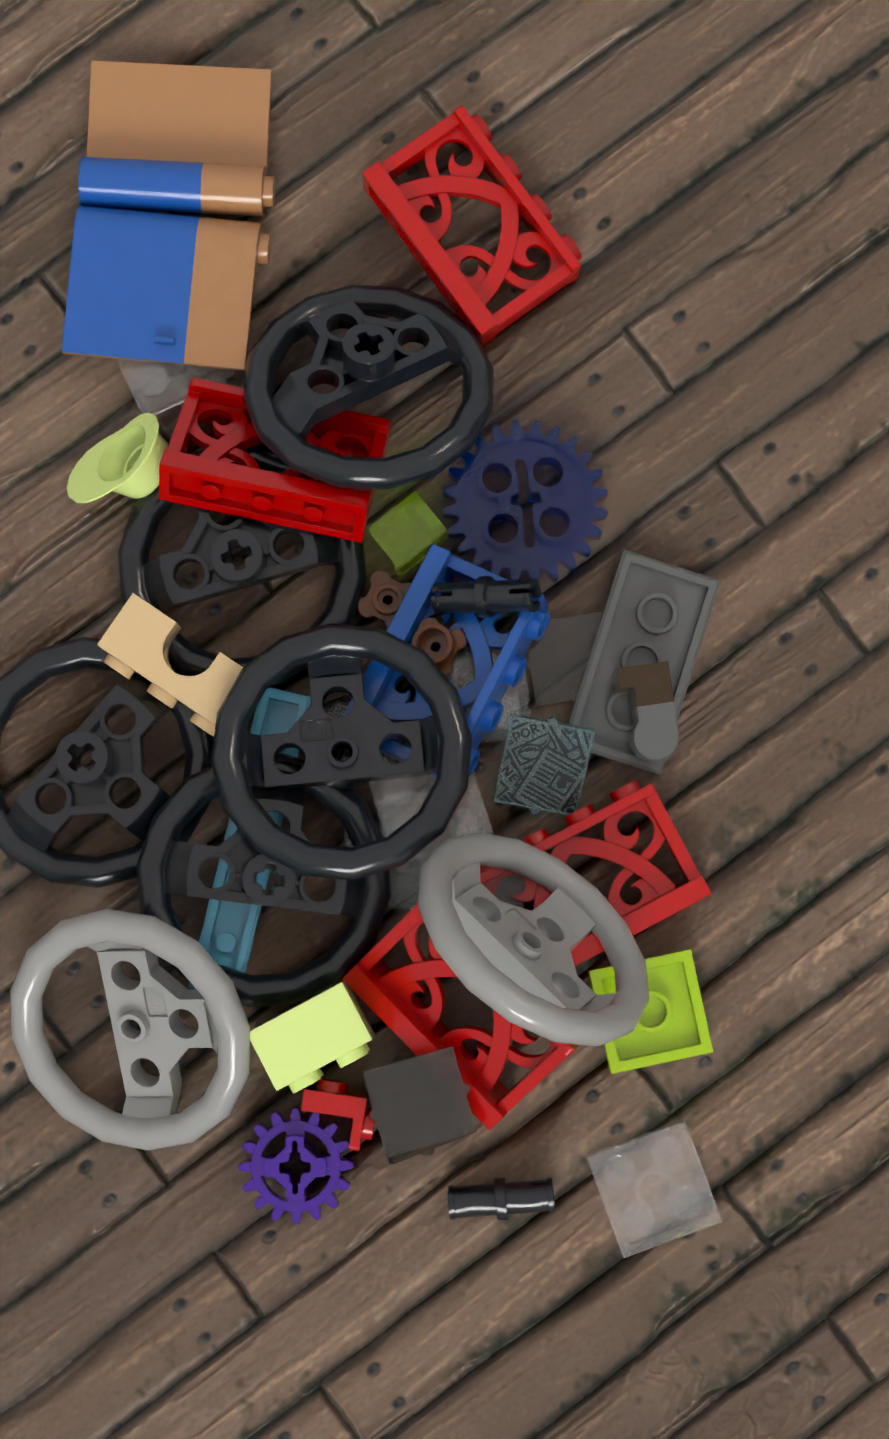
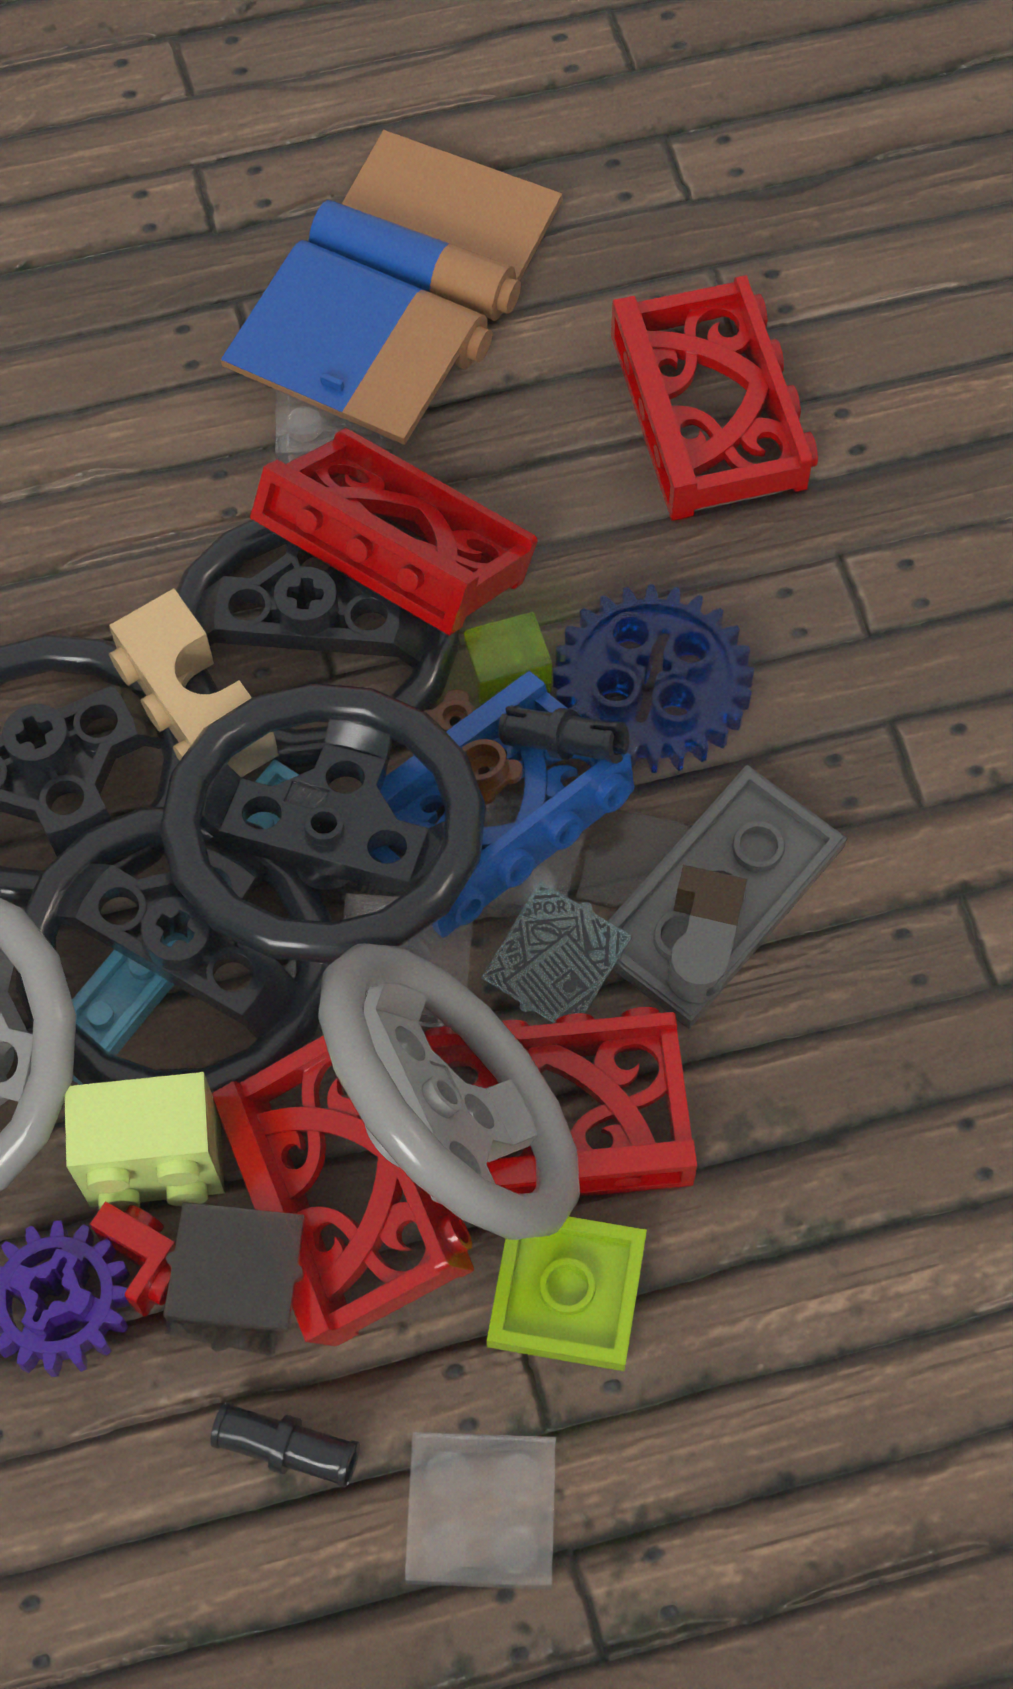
camera: 25 degrees right, 20 degrees down
(120, 463) = (228, 490): yellowish green piece -> none
(360, 368) = (530, 452): black piece -> none

